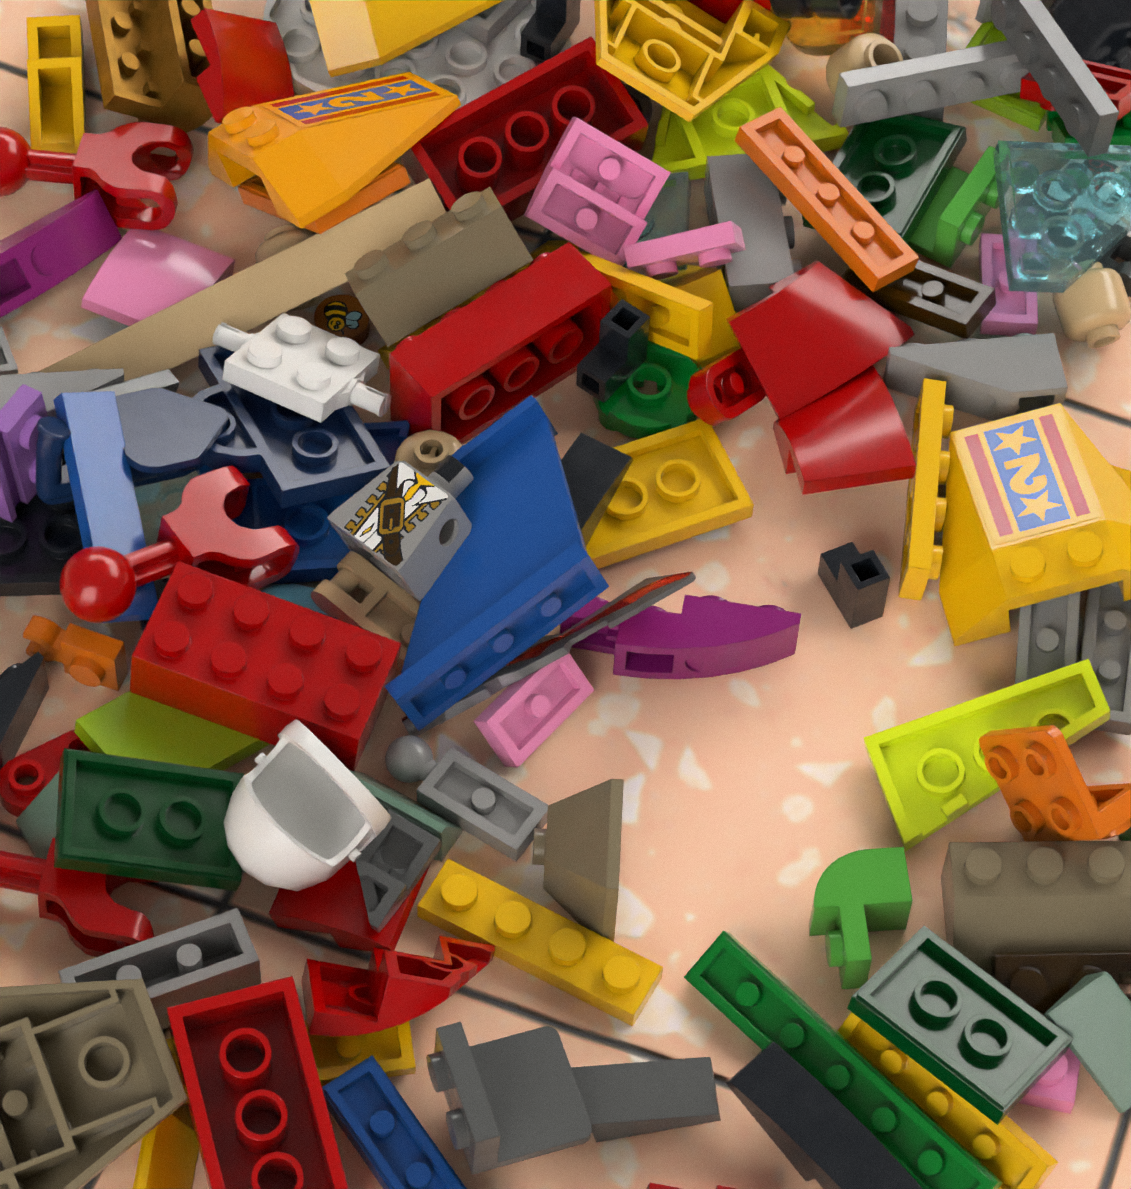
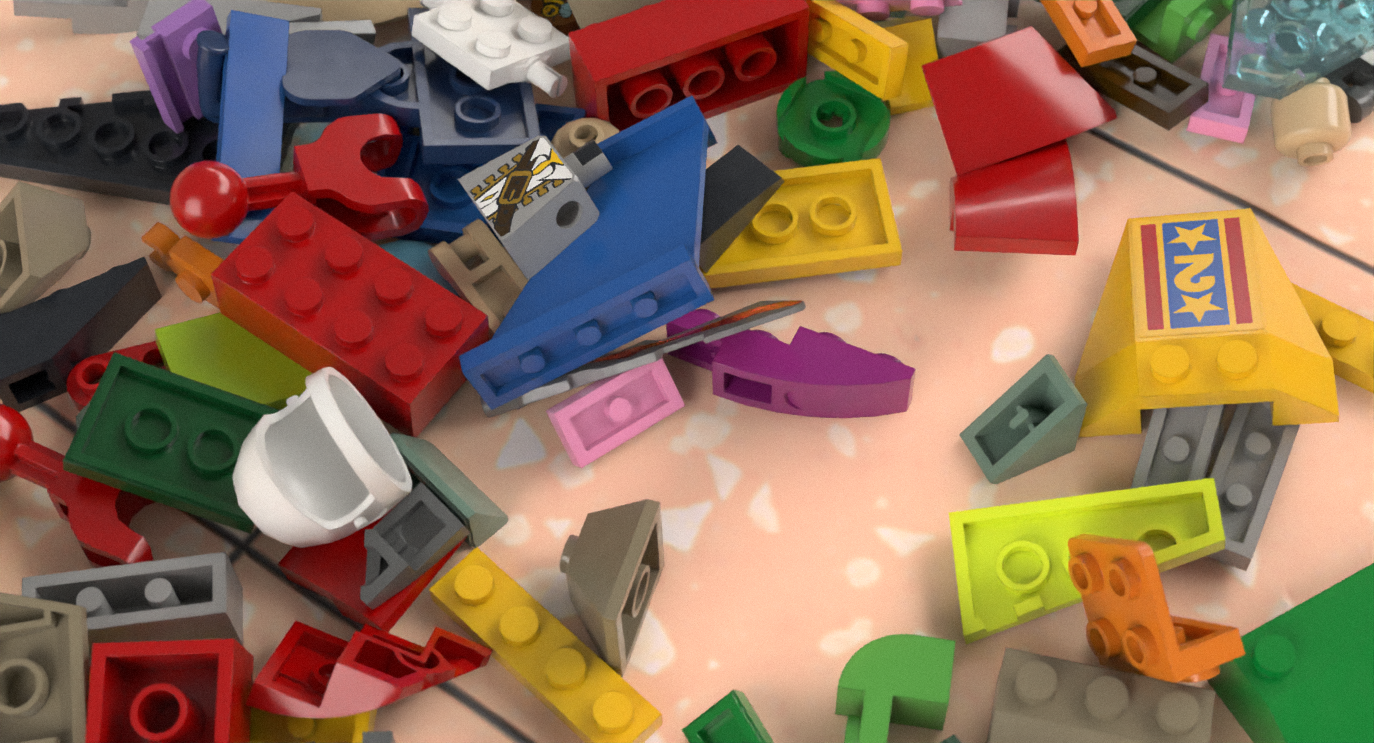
camera: 20 degrees right, 0 degrees up
(468, 795) = (518, 485): light grey plate -> none
(618, 353) = (805, 80): black piece -> none
(724, 389) = (903, 133): red plate -> none
(855, 583) = (986, 351): black piece -> none
(910, 643) = (1028, 423): none -> sand green slope
(923, 508) = (1095, 250): yellow plate -> none
(984, 375) = (1174, 167): light grey slope -> none

